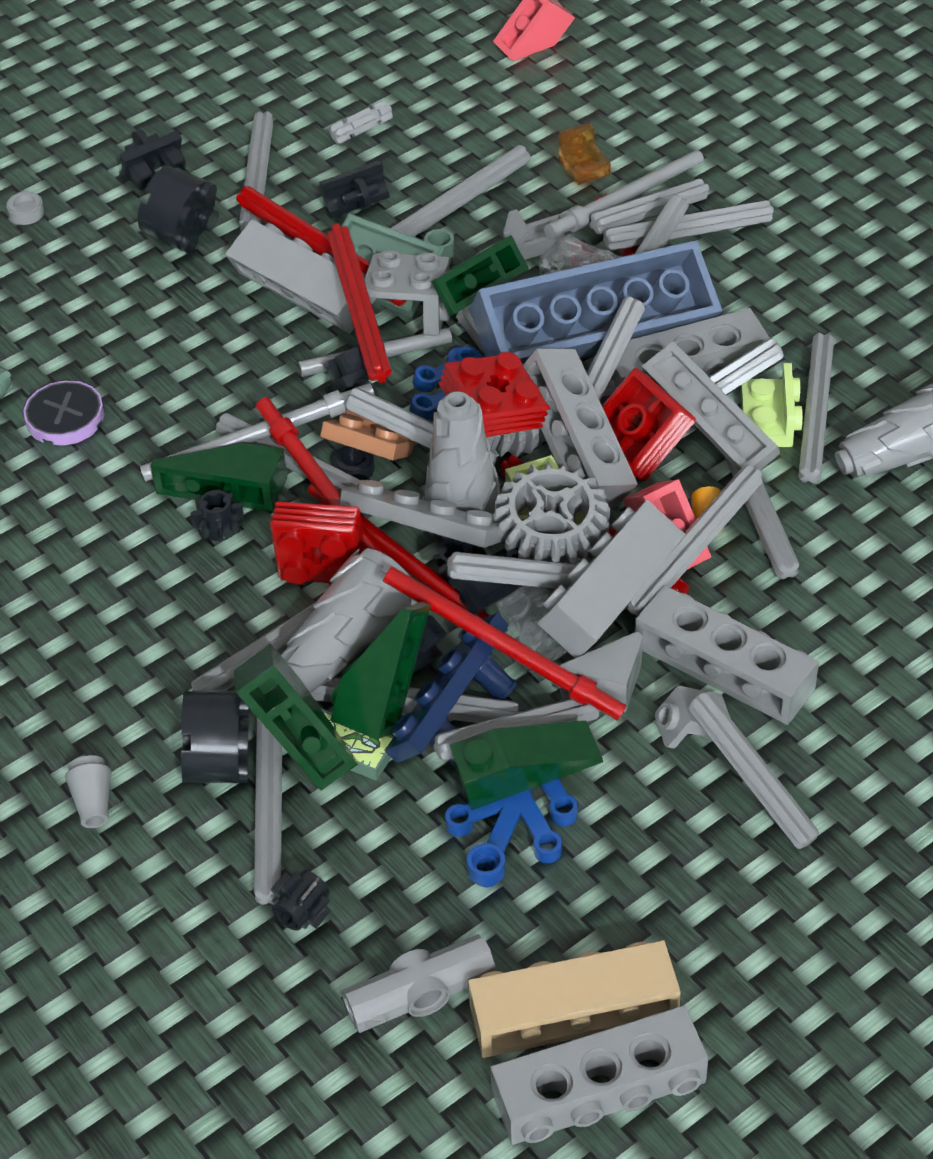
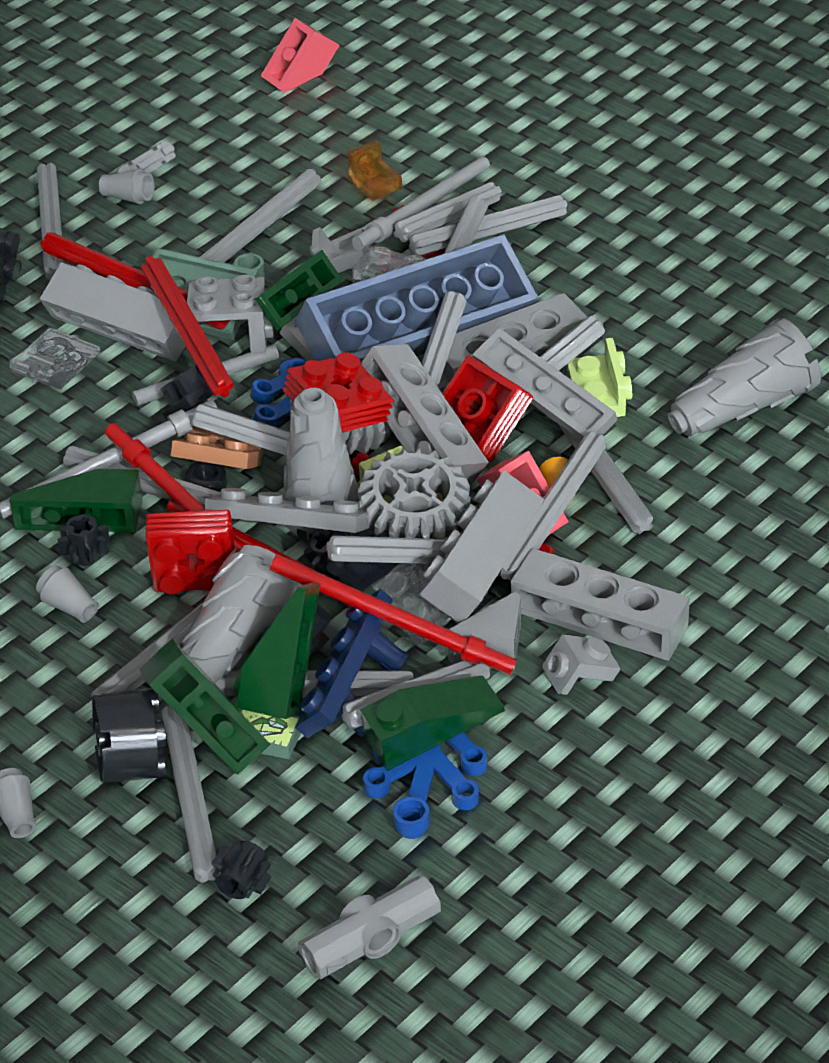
camera: 10 degrees left, 5 degrees down
(187, 569) = (63, 591): none -> light grey cone
(231, 316) = (54, 358): none -> clear piece
(341, 144) = (131, 186): none -> light grey cone
(354, 190) = (153, 227): black hips -> none
(571, 997) = (517, 919): tan brick -> none
(614, 1053) = (554, 981): light grey brick -> none
(753, 770) = (646, 700): light grey axle -> none
(816, 408) = (642, 378): light grey axle -> none

